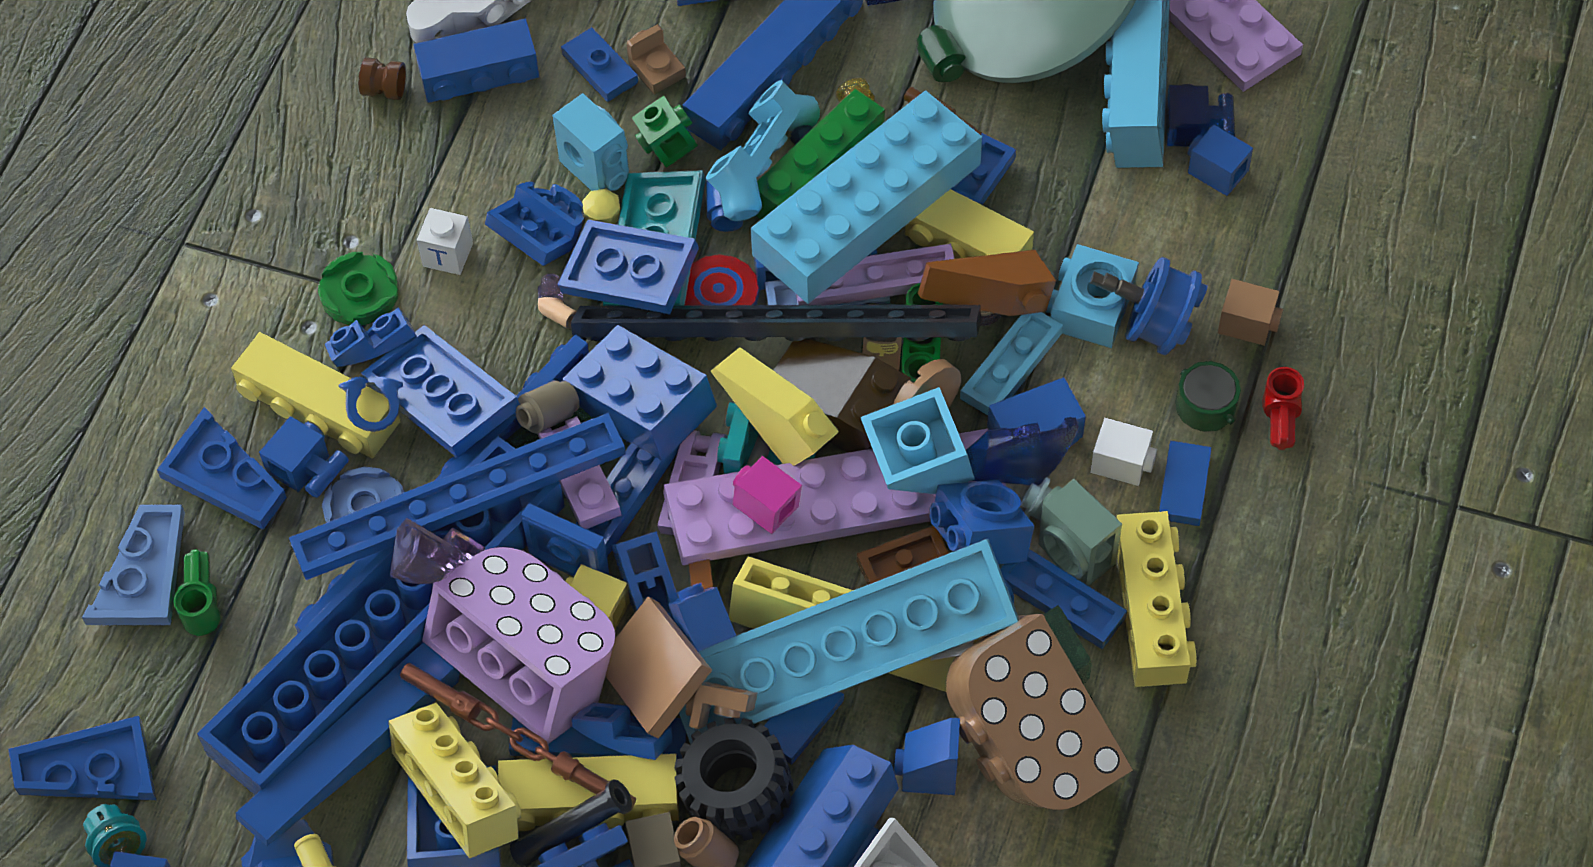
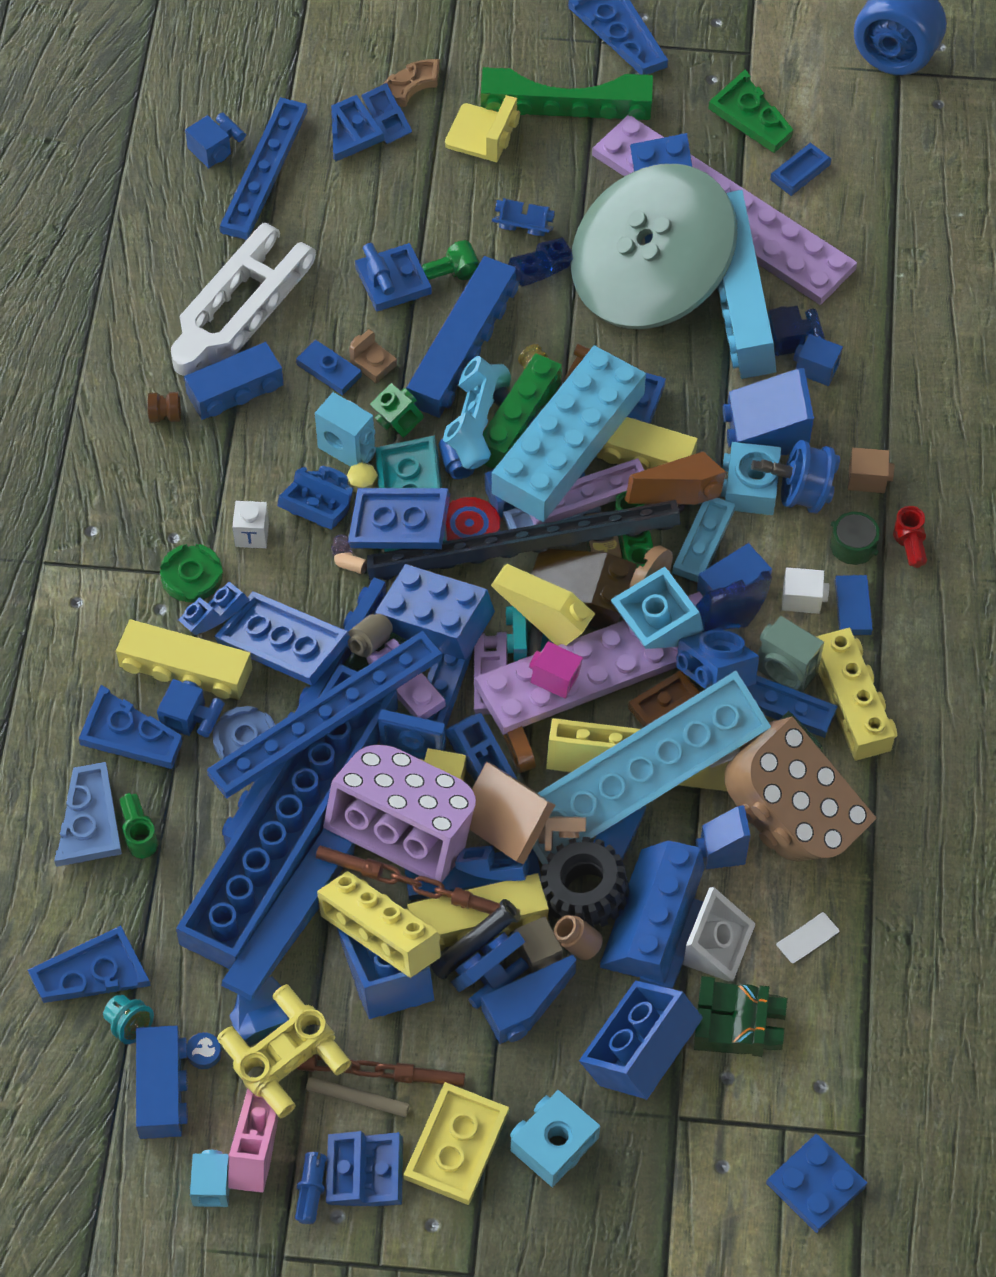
camera: 15 degrees left, 0 degrees up
(388, 387) = (219, 650): blue piece -> none
(426, 558) = (320, 764): clear purple slope -> none
(702, 616) = (532, 767): blue brick -> none
(940, 53) = (589, 314): dark green brick -> none
(1034, 497) = (752, 636): light aqua plate -> none
(1137, 215) = (771, 412): none -> slope

